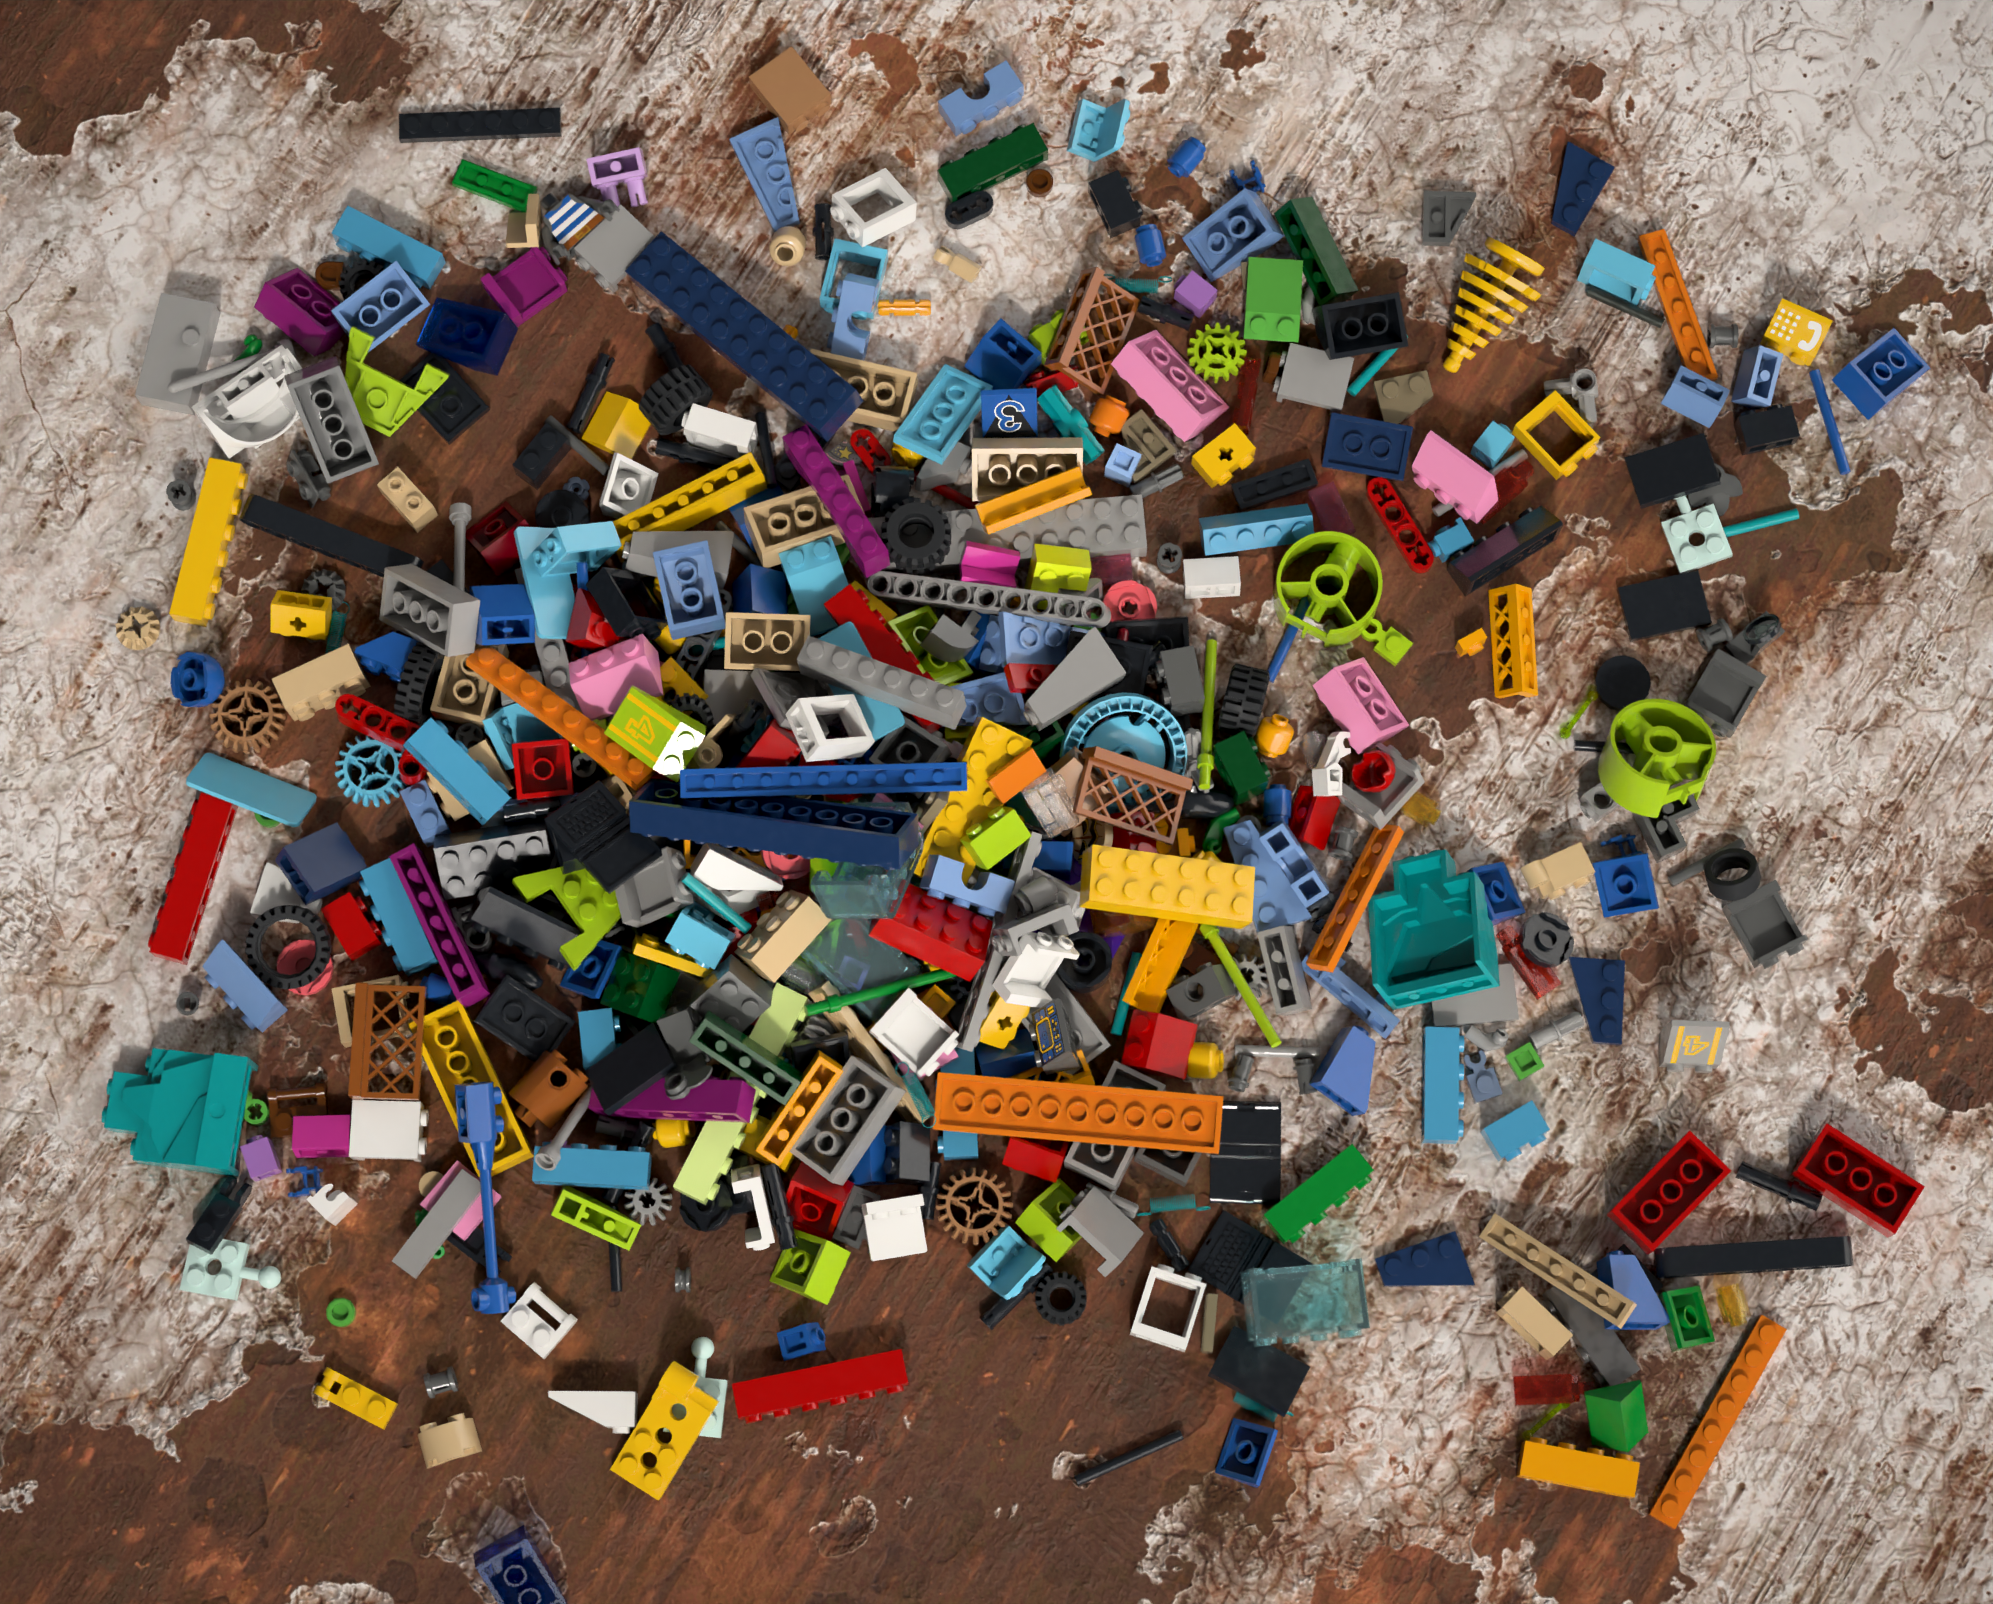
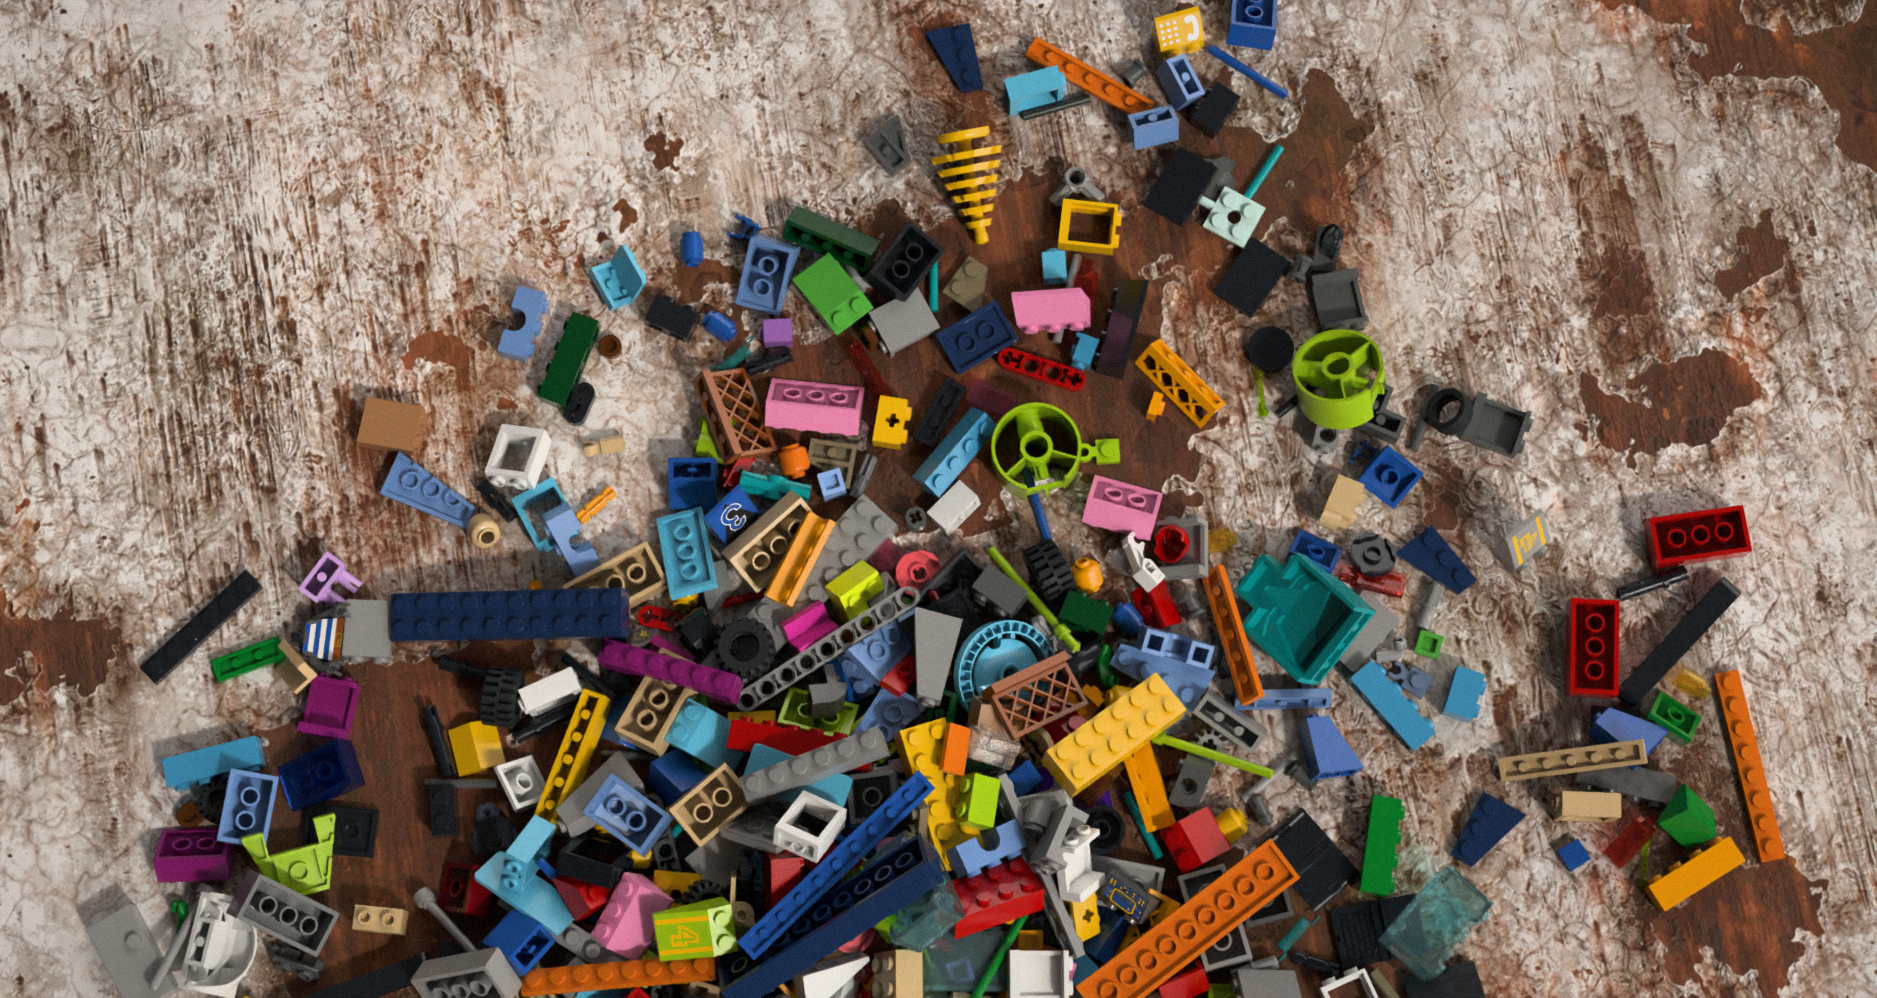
camera: 40 degrees left, 0 degrees up
(1210, 362) = (834, 360): lime gear -> none
(1485, 1357) = (1573, 855): none -> blue tile

